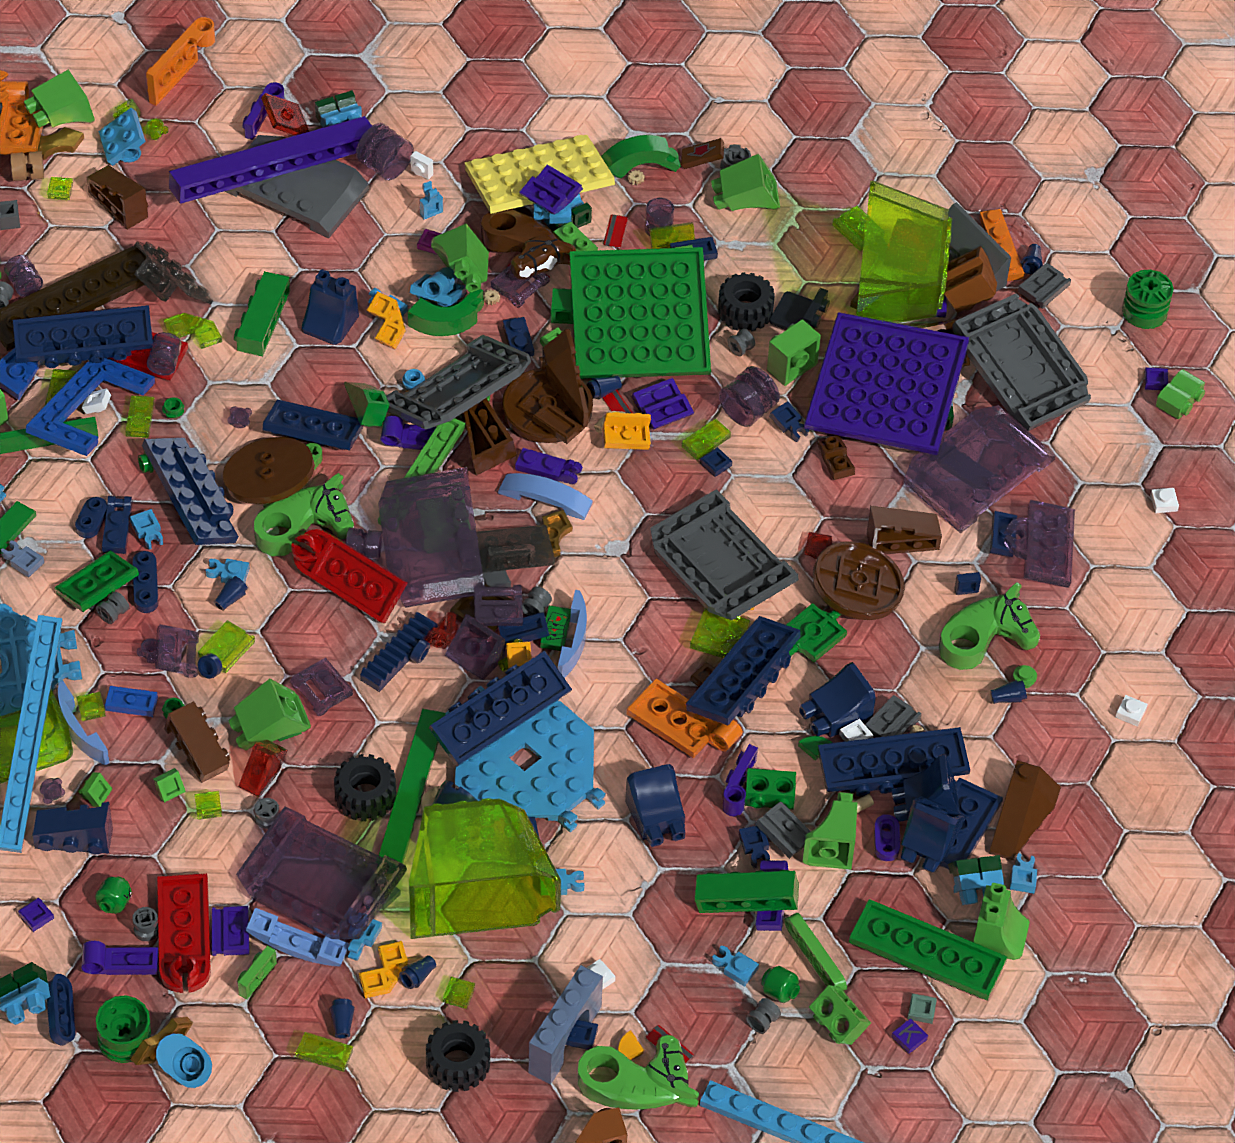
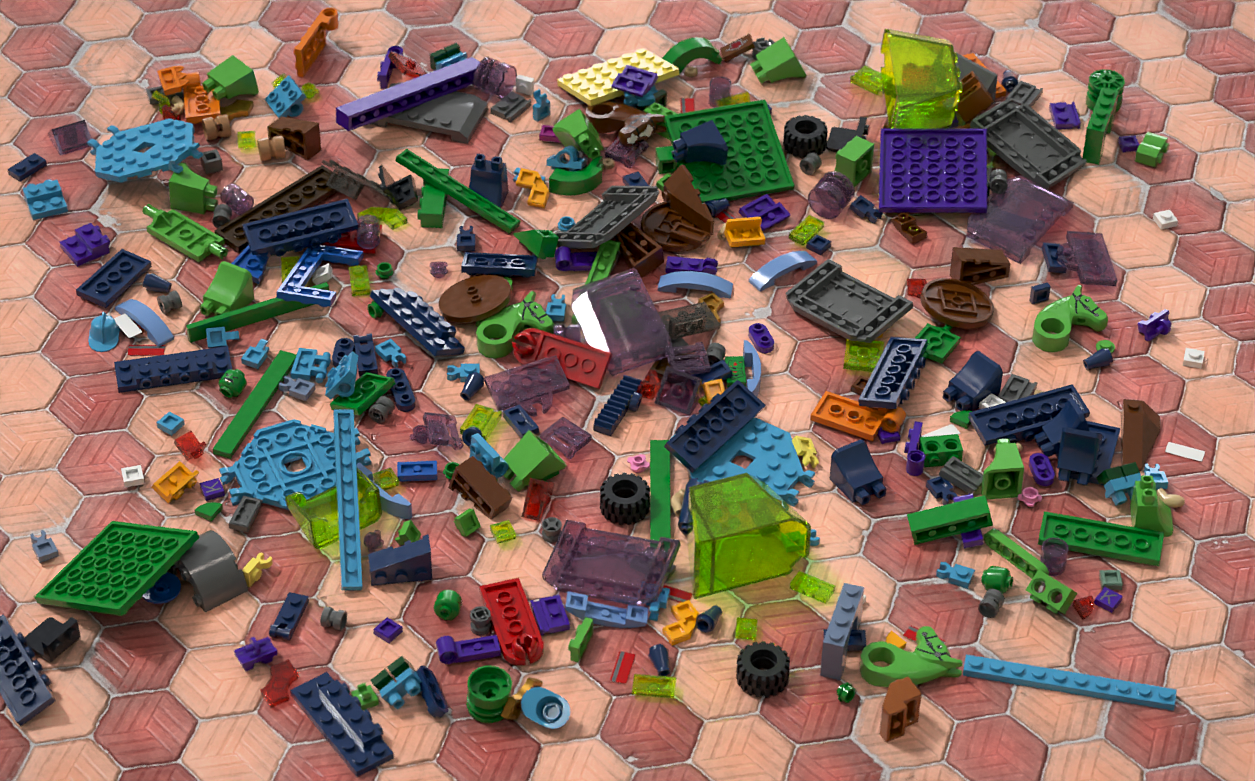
camera: 10 degrees left, 10 degrees down
(40, 525) = (305, 363): none -> dark azure plate
(77, 556) = (343, 377): none -> dark azure plate
(85, 207) = (273, 147): none -> medium nougat wheel
(215, 703) = (488, 456): none -> dark azure plate
(221, 298) = (402, 192): none -> black bracket
(274, 654) = (520, 421): none -> dark blue plate
(284, 382) = (465, 240): none -> dark blue plate
(291, 311) = (458, 191): none -> green tile
(296, 606) = (528, 385): none -> clear purple plate
(297, 1017) = (622, 667): none -> red sticker
(364, 501) = (556, 308): none -> dark azure plate
(391, 929) = (678, 595): none -> red sticker
(396, 193) = (510, 106): none -> dark grey plate
(398, 743) = (638, 463): none -> bright pink plate
(549, 1105) = (846, 692): none -> green plate
(555, 950) = (812, 587): none -> clear neon green plate
(600, 301) = (701, 145): none -> dark blue hips
(602, 583) = (761, 338): none -> dark purple plate
(606, 755) = (806, 449): none -> light yellow plate
(657, 487) = (779, 266): none -> medium blue slope
(713, 755) = (887, 437): none -> dark purple tile
(782, 762) = (947, 430): none -> white sticker
(859, 965) = (1054, 555): none -> wheel
(863, 868) = (1029, 496): none -> bright pink plate
(877, 1039) = (1084, 606): none -> clear red tile
(964, 413) = (998, 181): none -> dark grey wheel
(1031, 910) = (1172, 501): none -> tan arm
(1076, 842) = (1185, 451): none -> white sticker
(1087, 323) = (1064, 115): none -> dark purple plate
(1099, 656) = (1157, 324): none -> dark purple hips
(1128, 339) = (1100, 124): none -> green arch

